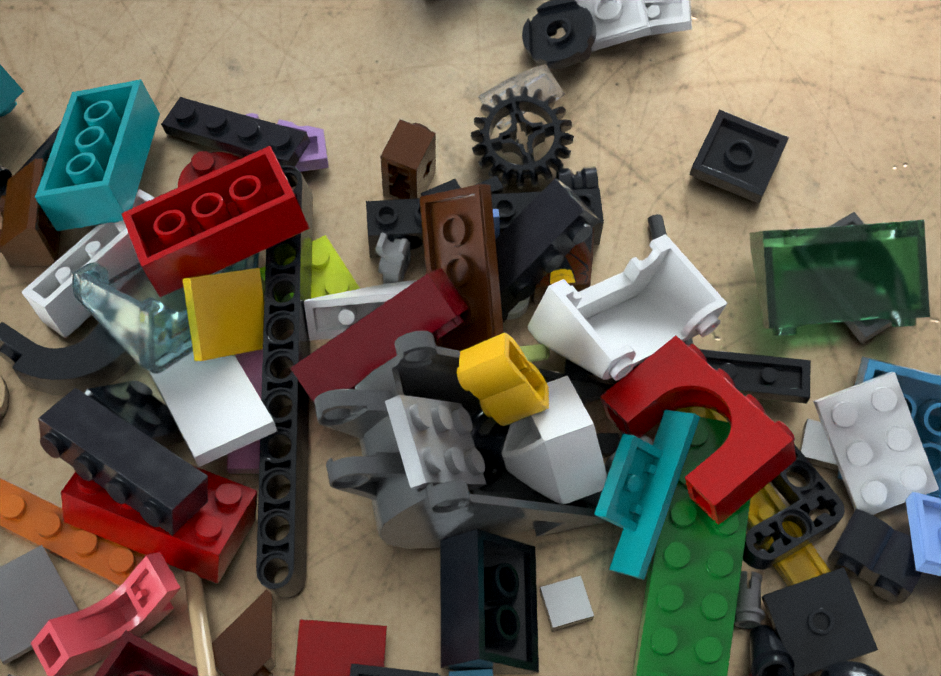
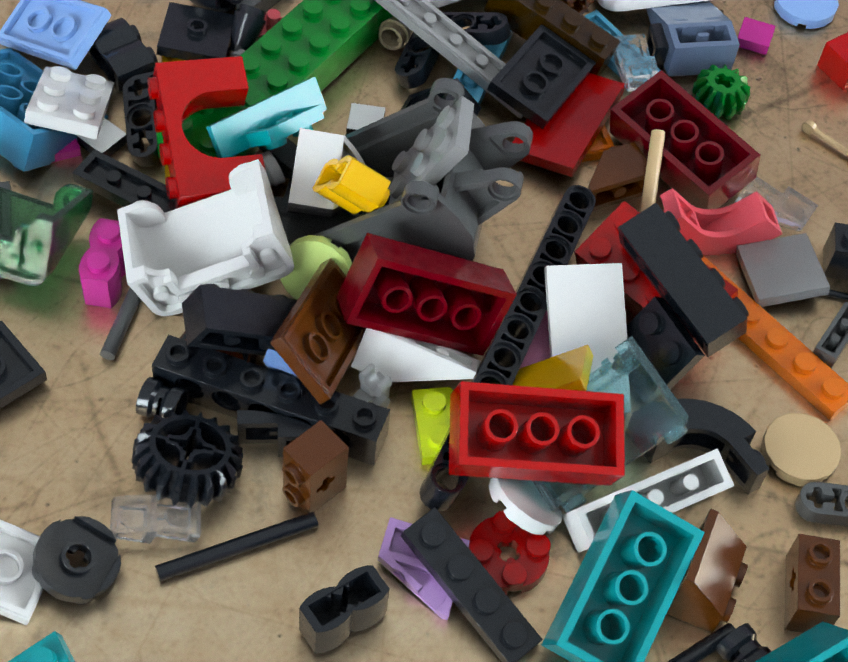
camera: 160 degrees left, 10 degrees down
(329, 72) = (351, 606): none -> black brick
(460, 93) = (236, 546): none -> black bar
(716, 268) = (103, 265): none -> dark pink brick

